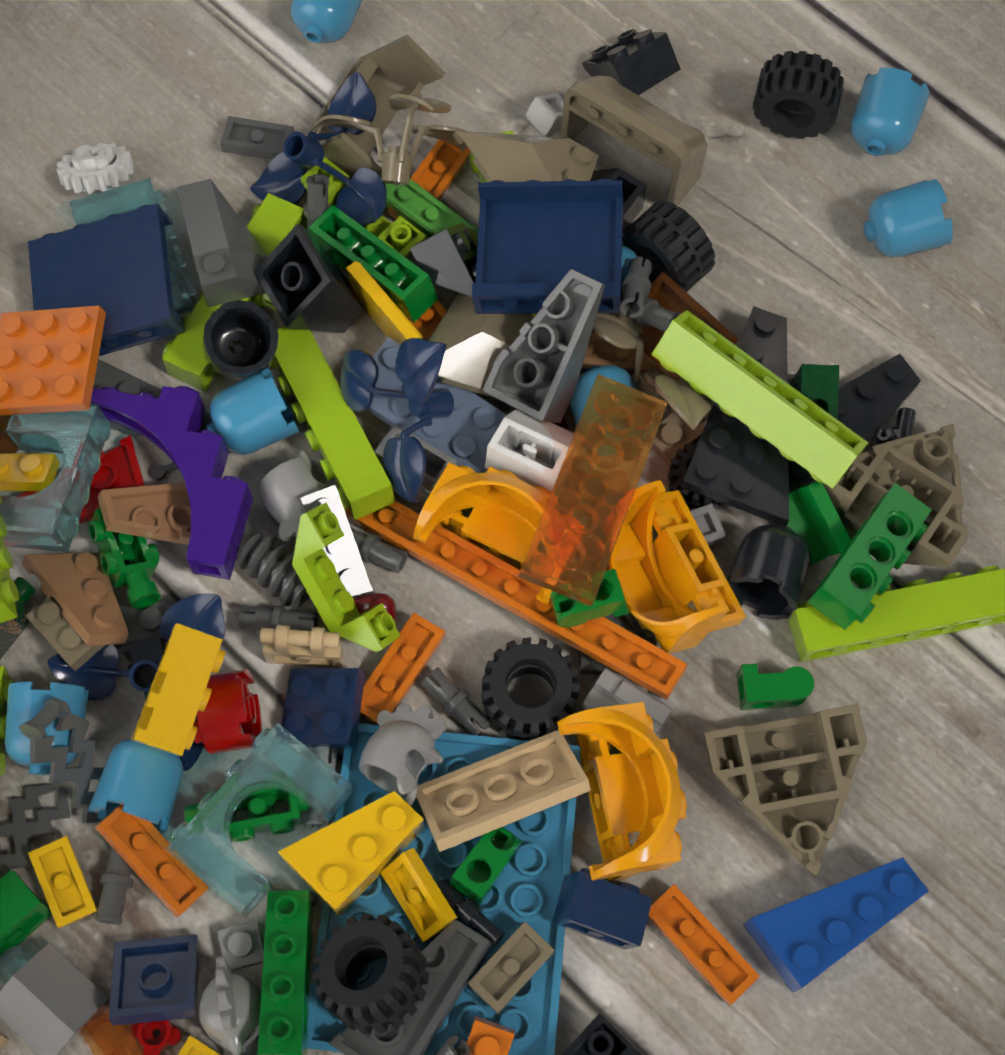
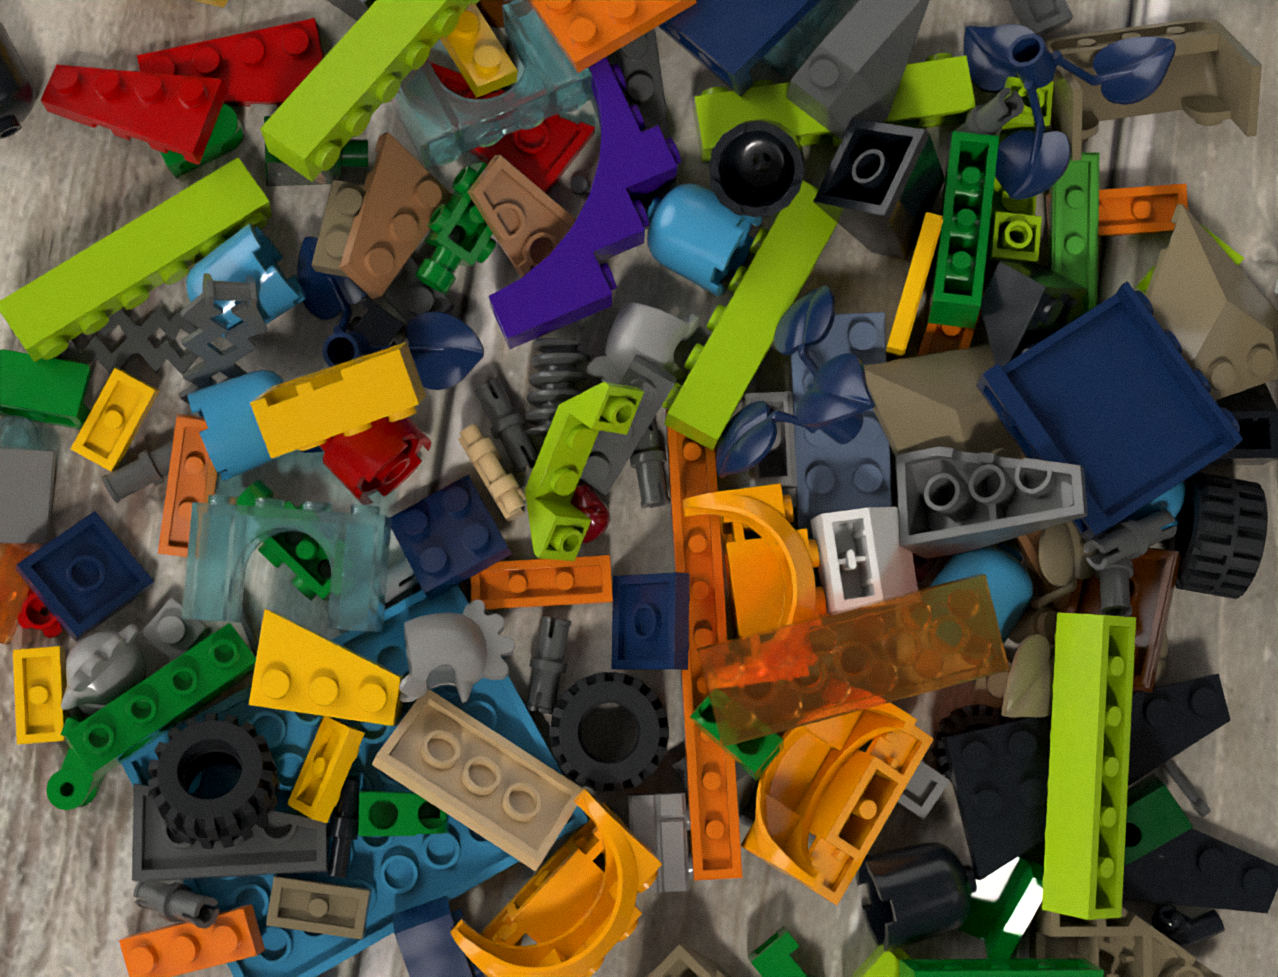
camera: 55 degrees right, 15 degrees up
(398, 159) = (1098, 170): dark tan plant -> none
(477, 612) = (650, 621): none -> dark blue plate

